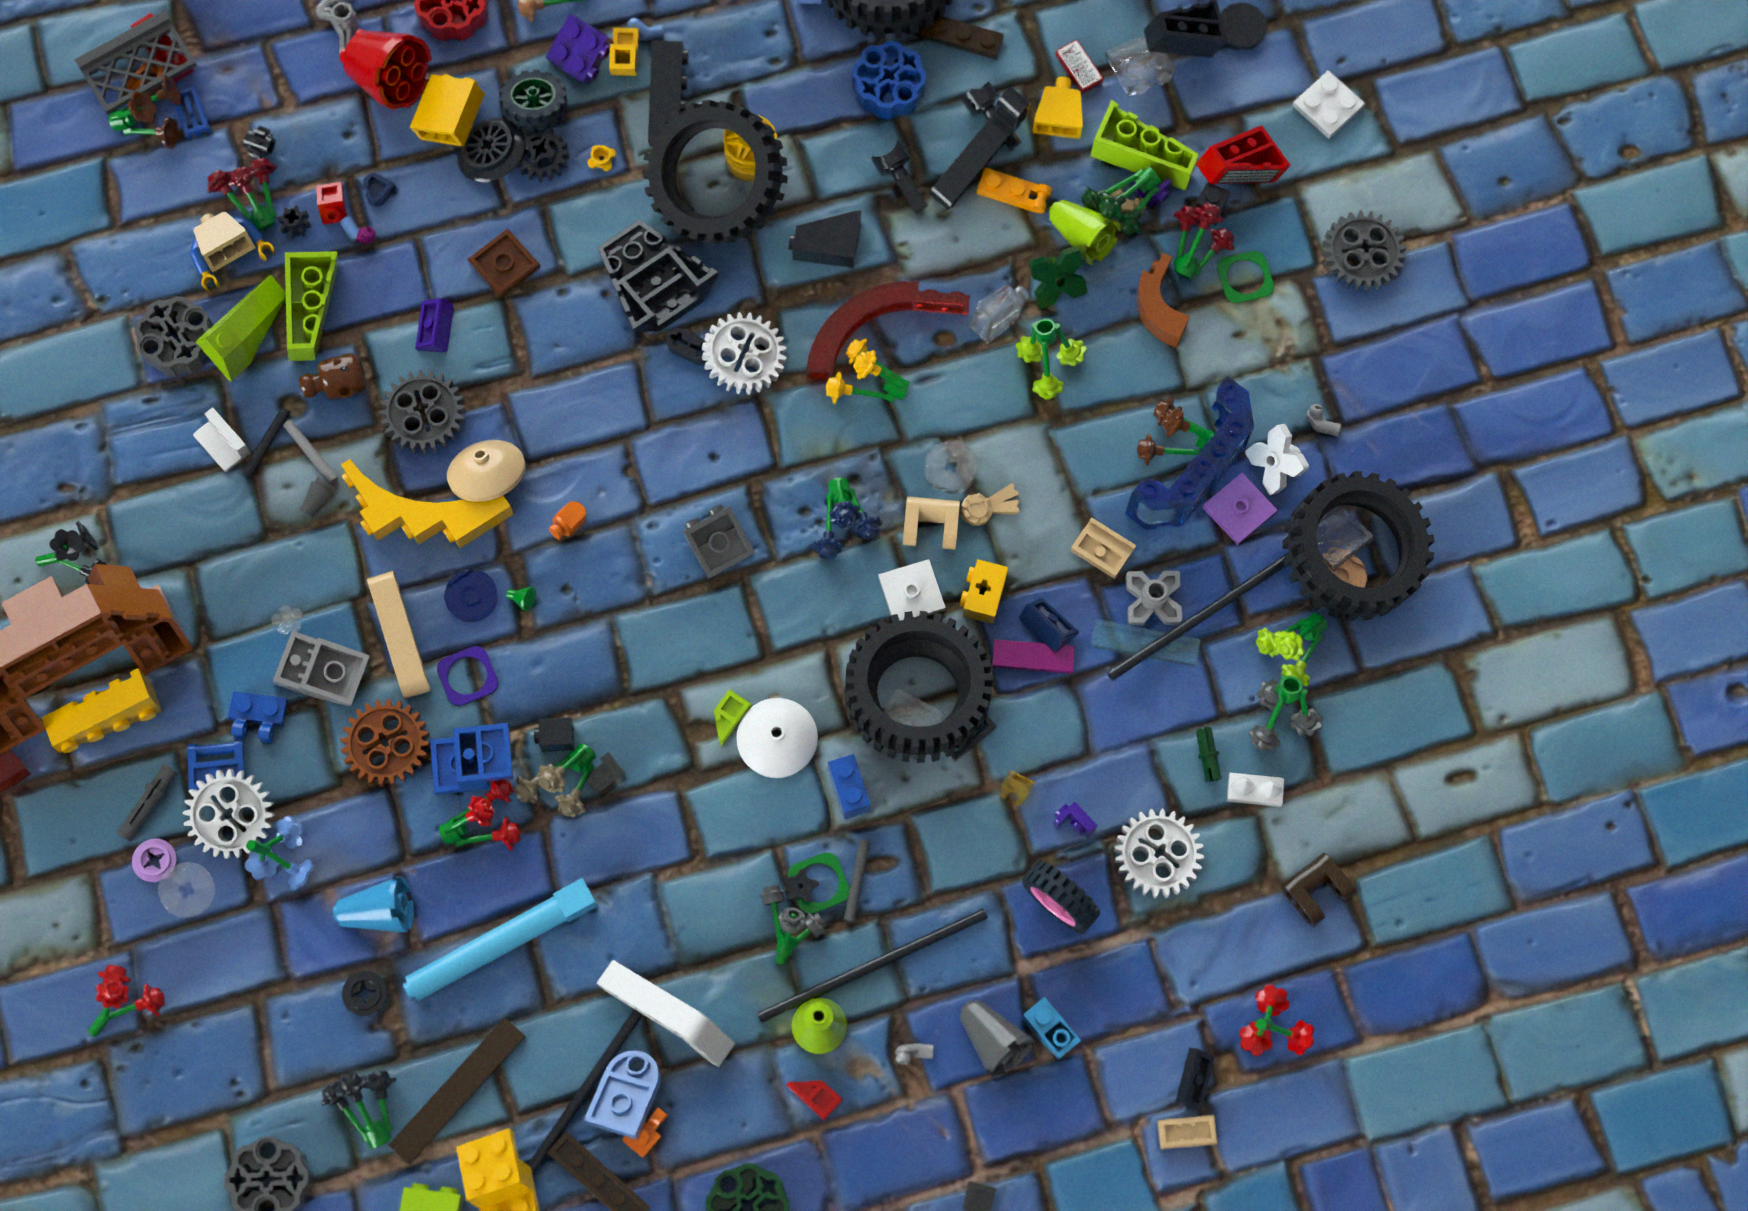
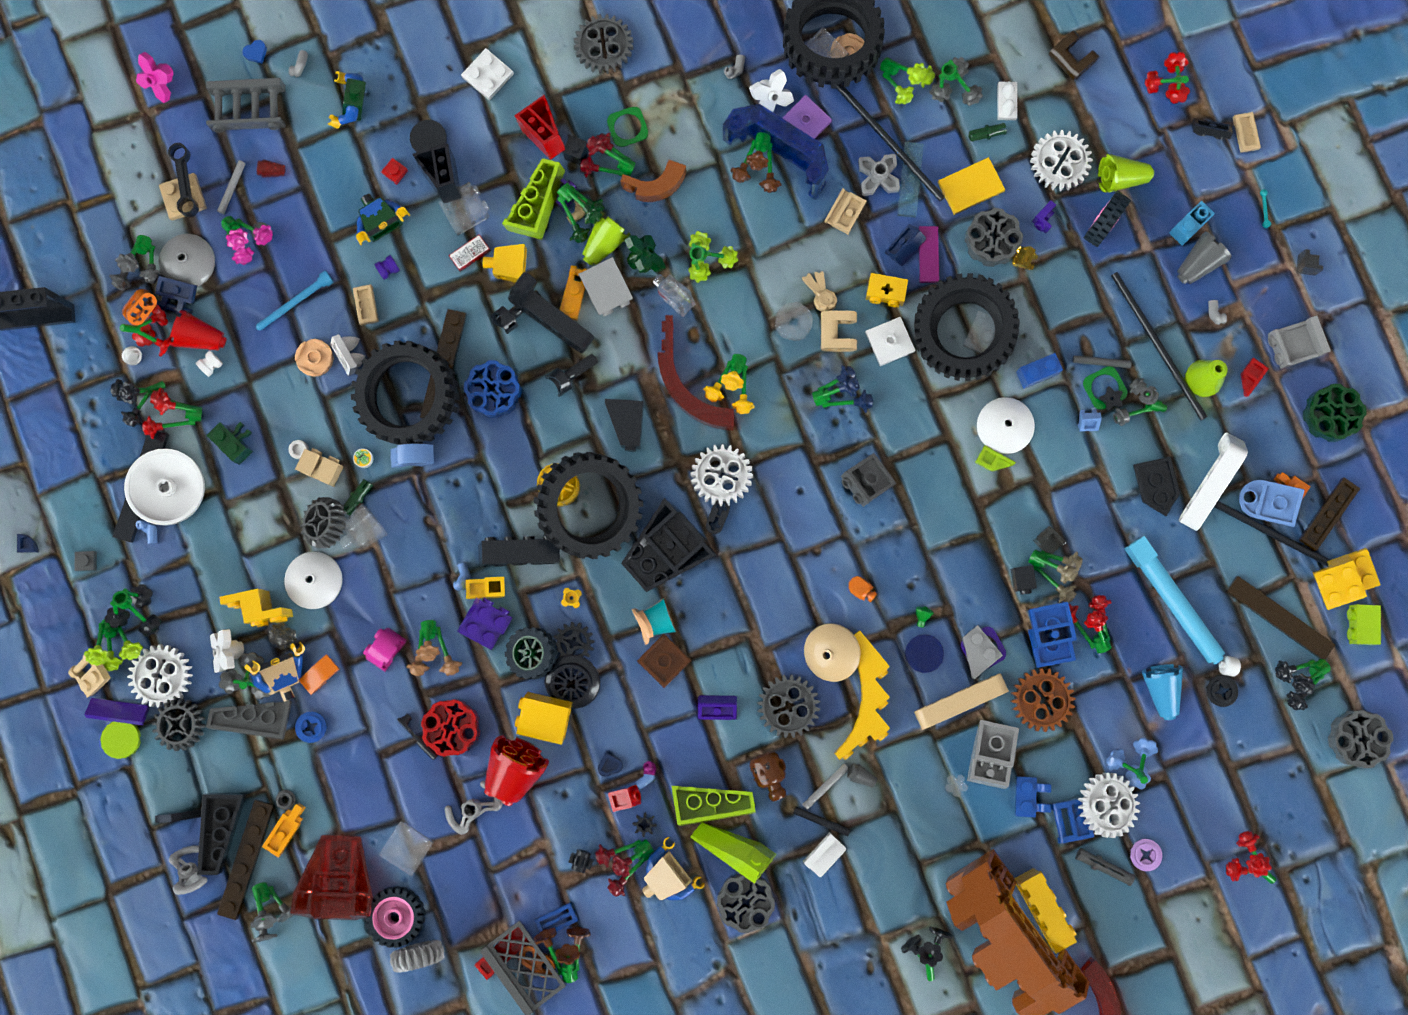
camera: 85 degrees left, 10 degrees up
(178, 876) = (1175, 821): clear plate -> none
(398, 1007) = (1229, 666): none -> white piece
(464, 667) = (979, 651): none -> light grey wing
(556, 250) = (654, 620): none -> teal hat
(670, 938) = (1157, 484): none -> black tile
(769, 850) = (1089, 421): none -> medium blue tile
(858, 1166) = (1298, 342): none -> light grey panel
(1015, 223) = (606, 287): none -> light grey panel
(1038, 740) = (1006, 249): none -> dark grey connector
(1045, 1148) = (1266, 223): none -> teal hinge
(1130, 725) = (971, 186): none -> yellow tile
(1131, 939) = (1122, 173): none -> lime cone

